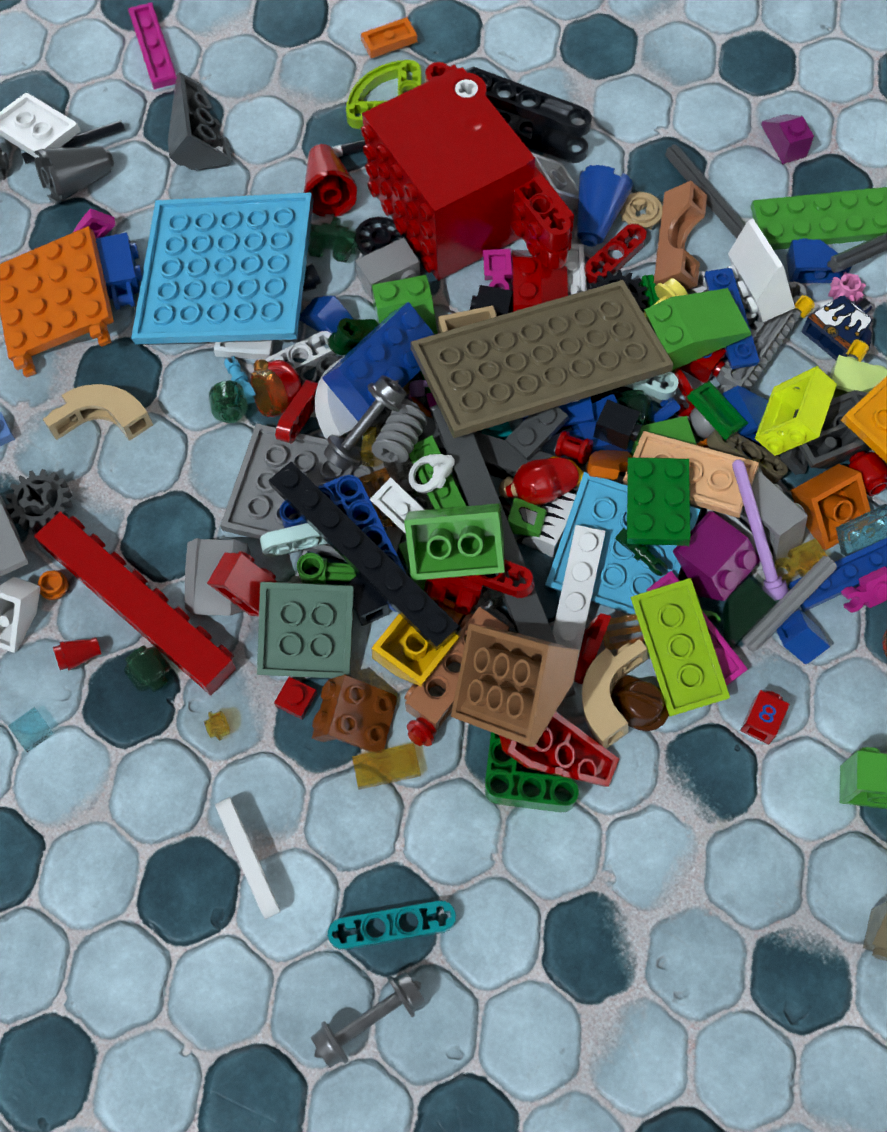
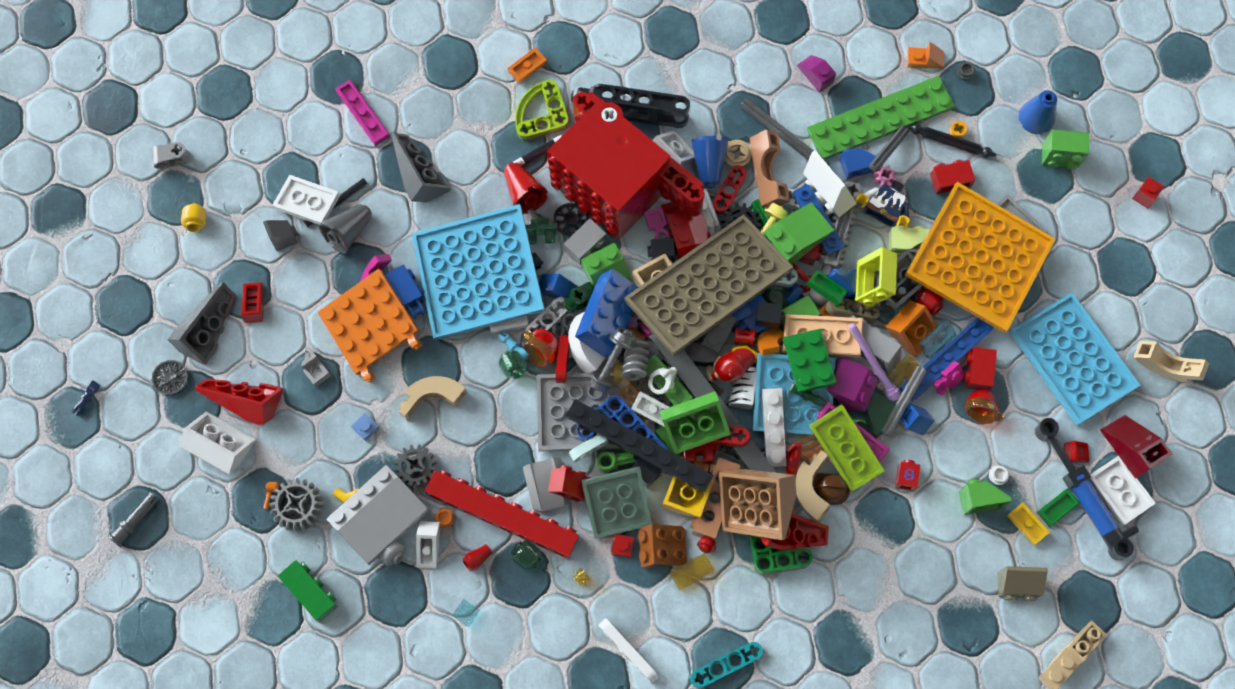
camera: 20 degrees left, 5 degrees up
(526, 518) = (730, 391): bright green slope -> none

